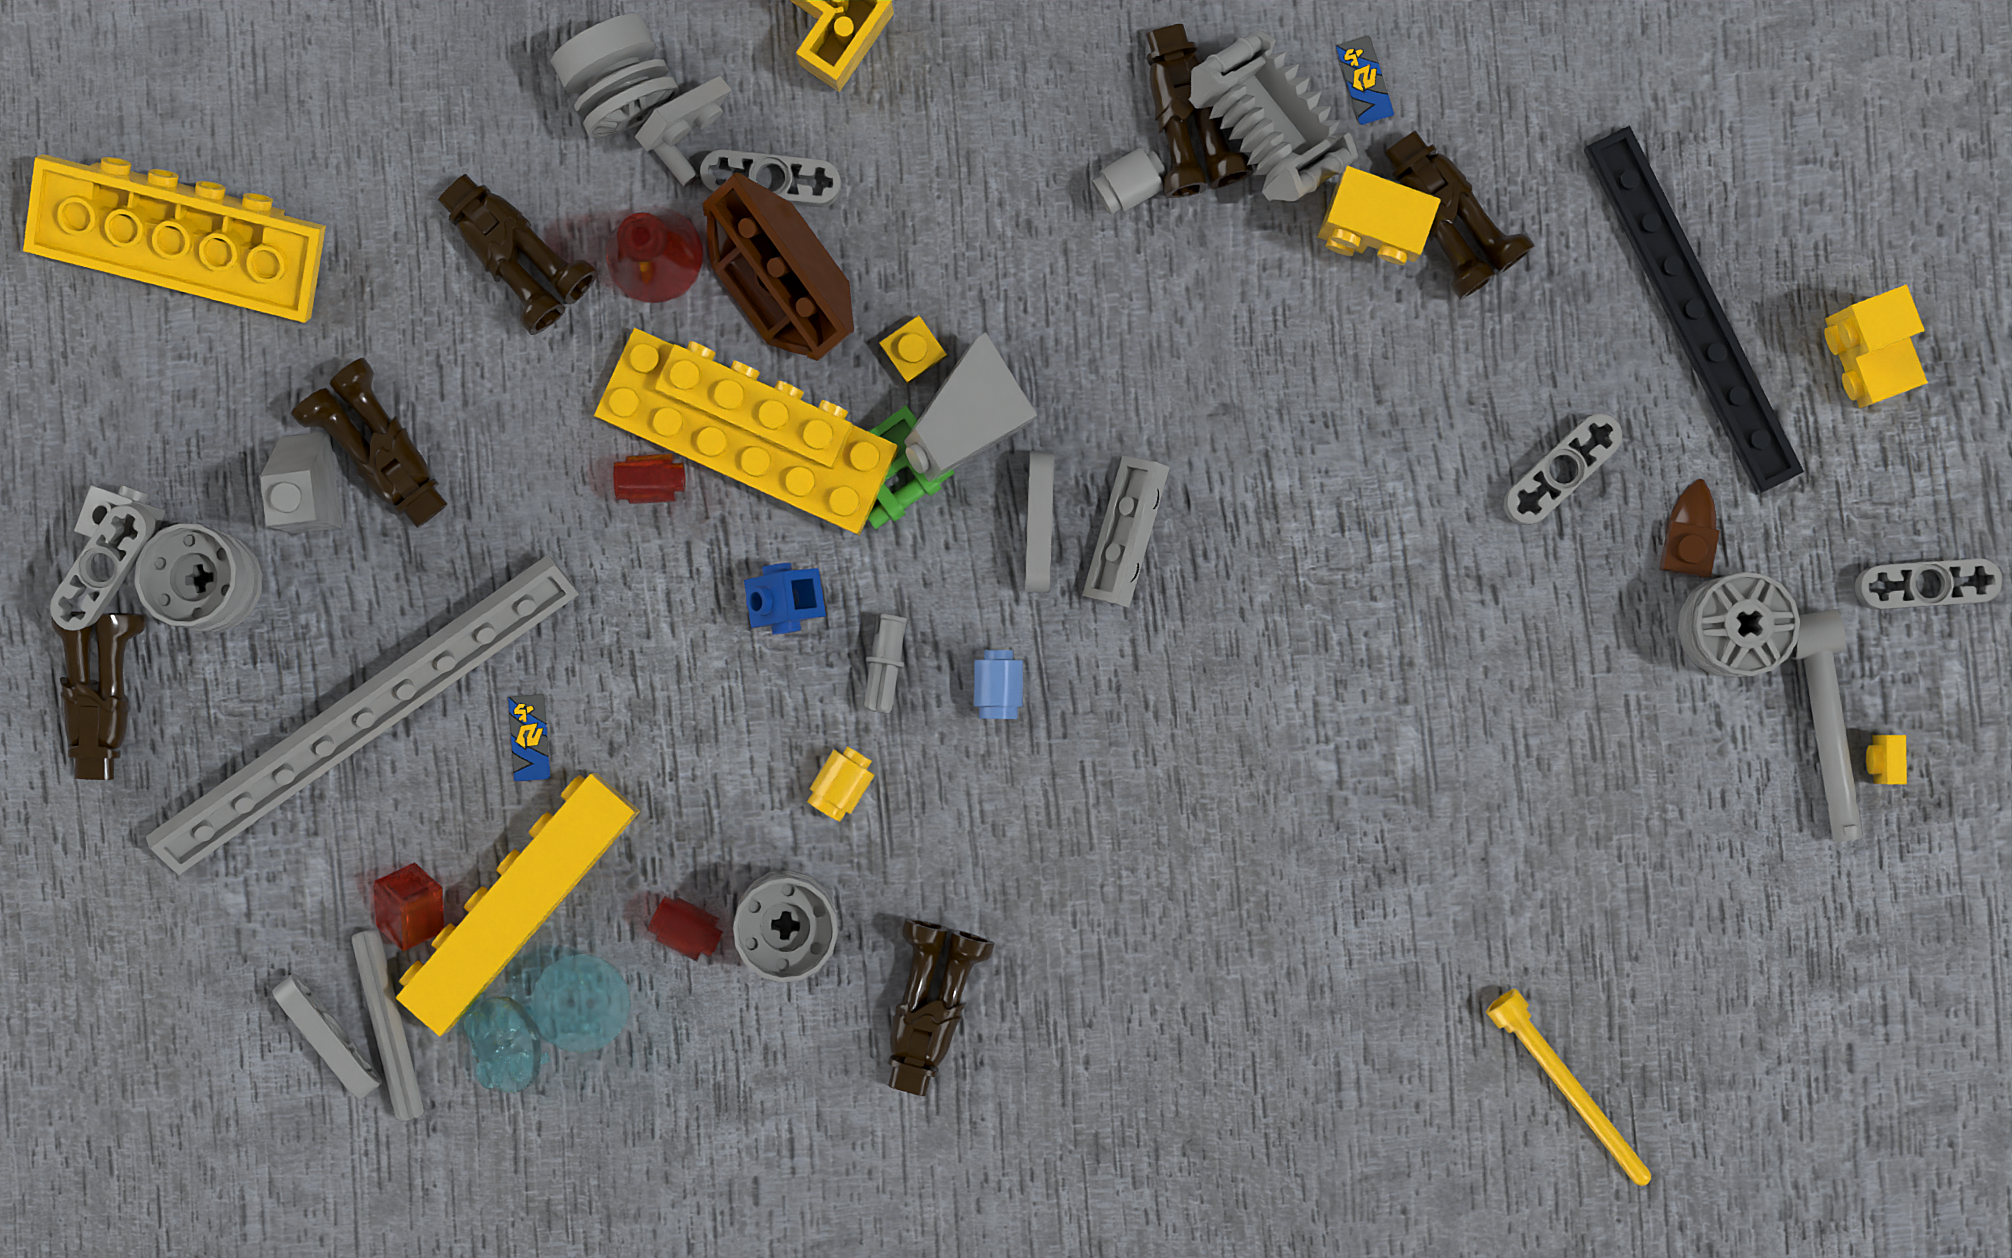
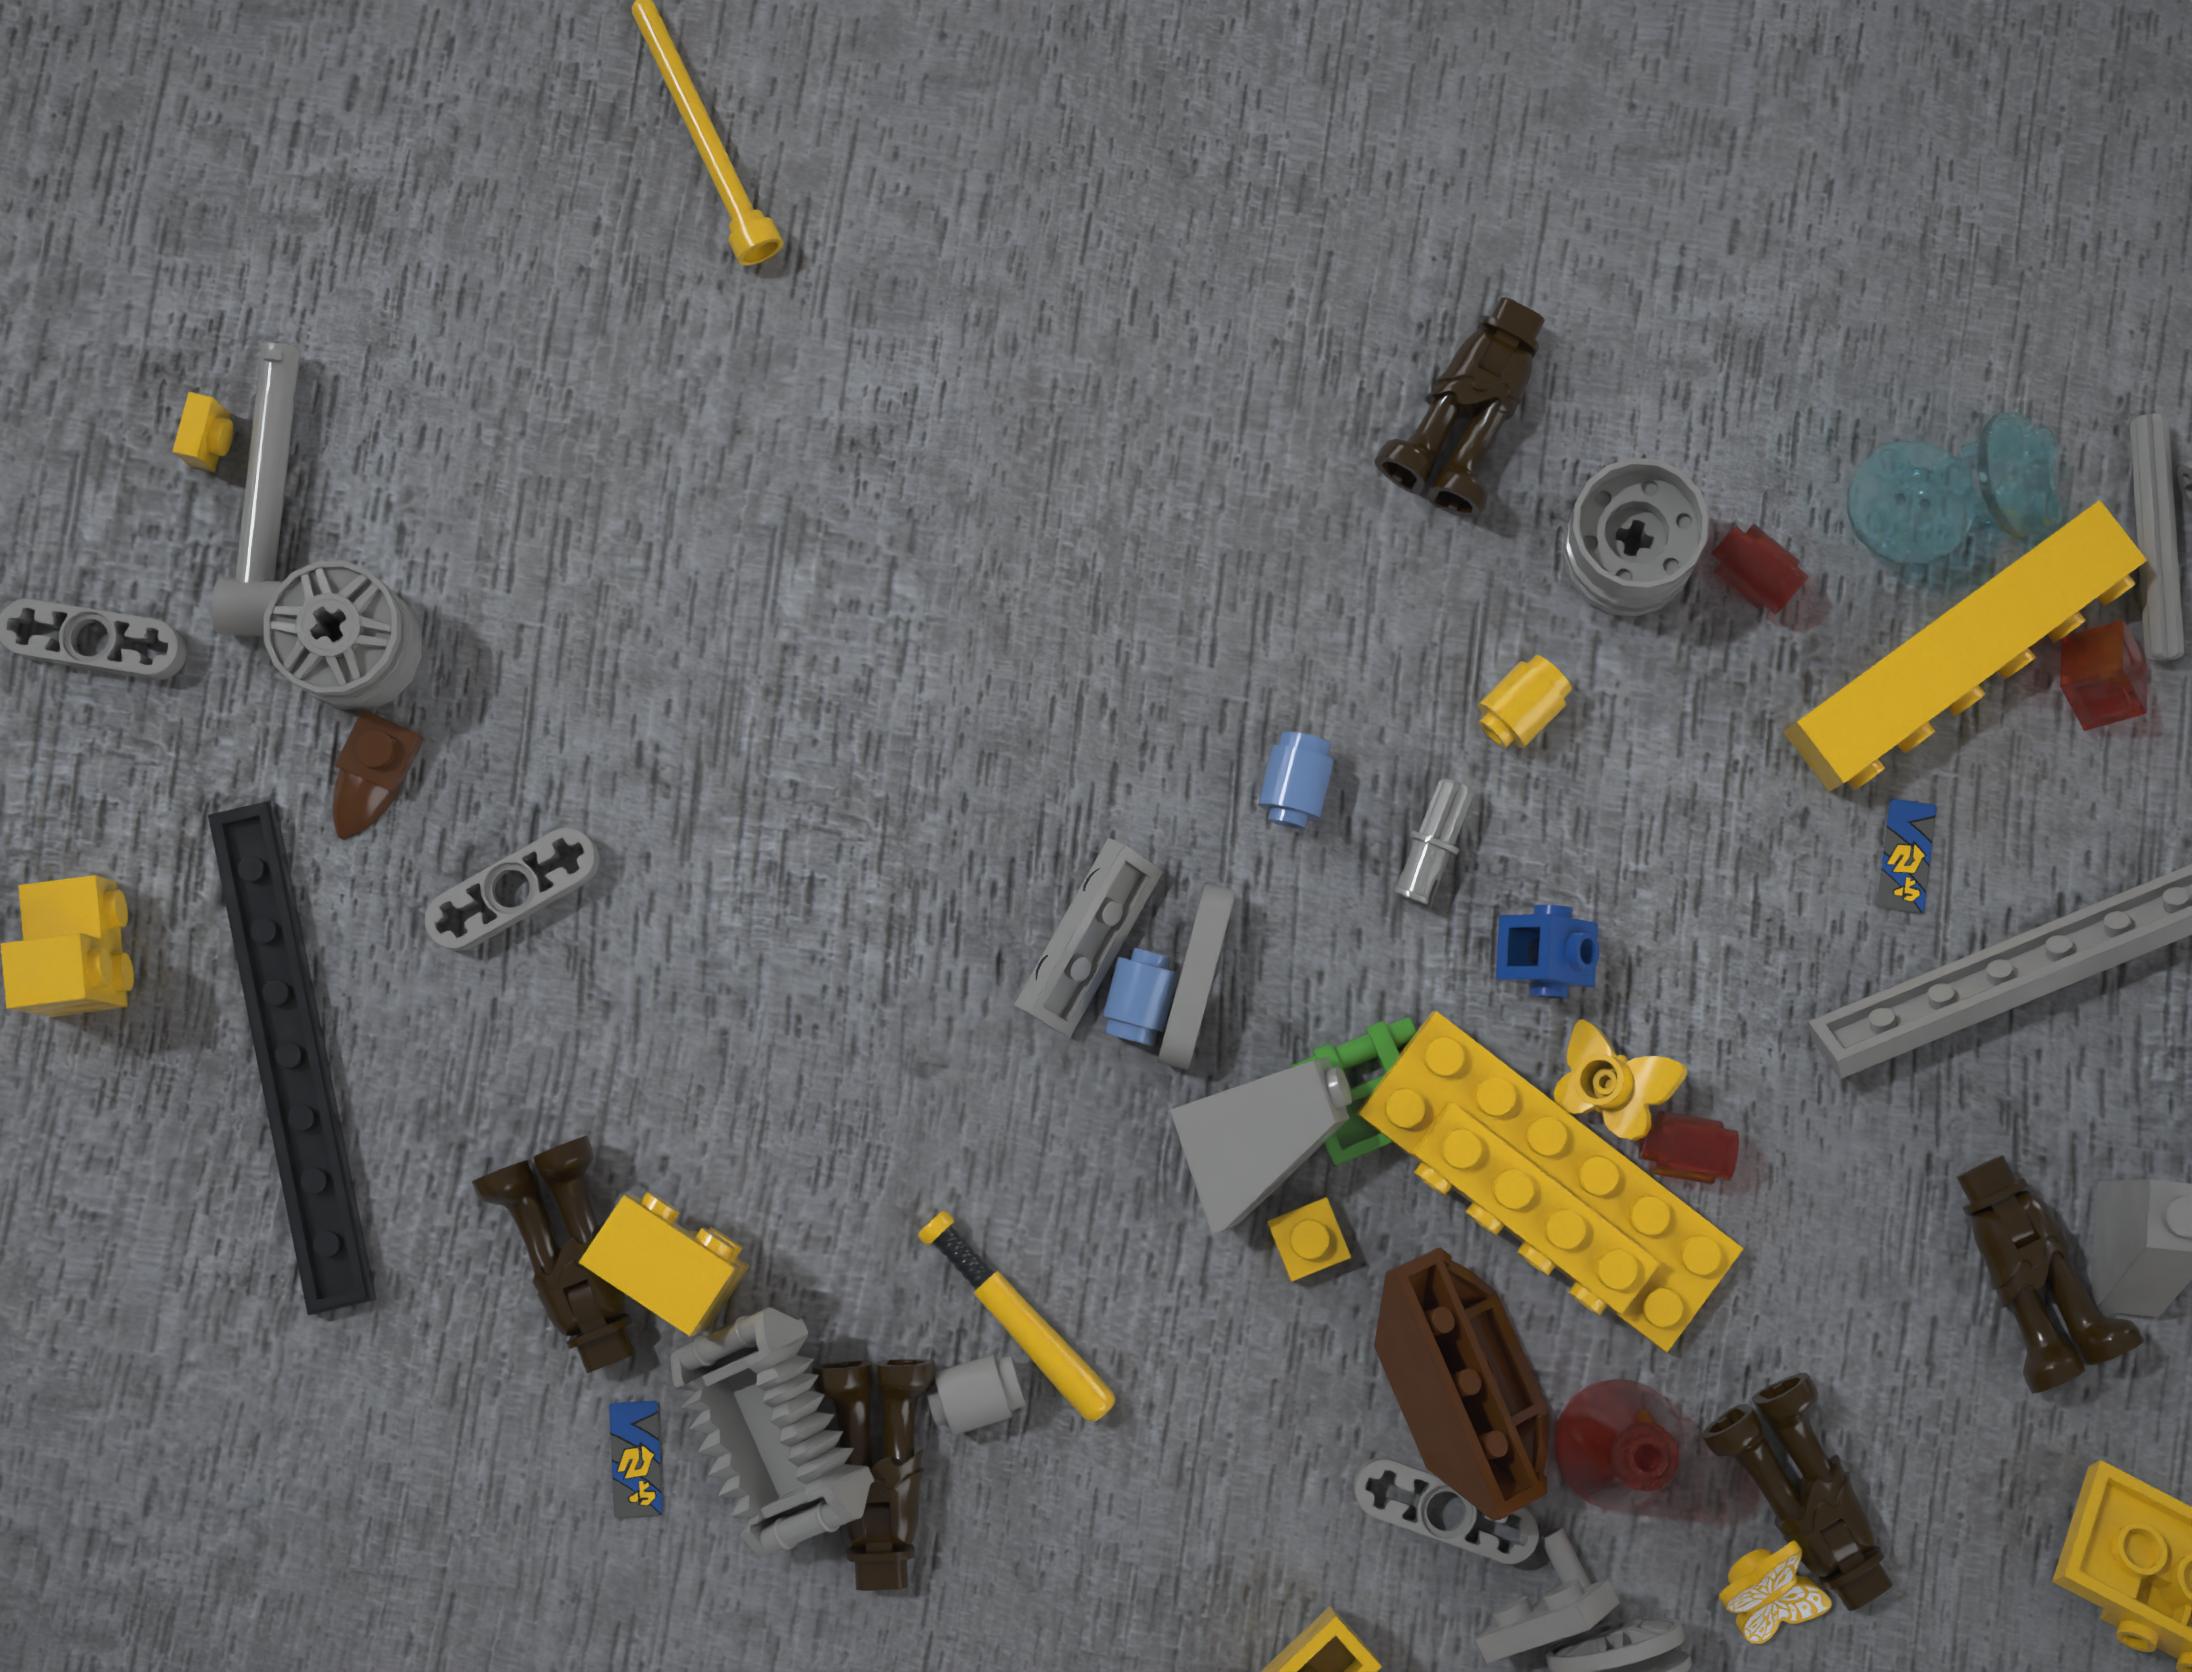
camera: 165 degrees left, 5 degrees down
(527, 173) = (1769, 1592): none -> yellow animal
(714, 511) = (1613, 1084): none -> yellow animal
(1077, 496) = (1140, 997): none -> medium blue brick
(1104, 238) = (1034, 1335): none -> yellow piece

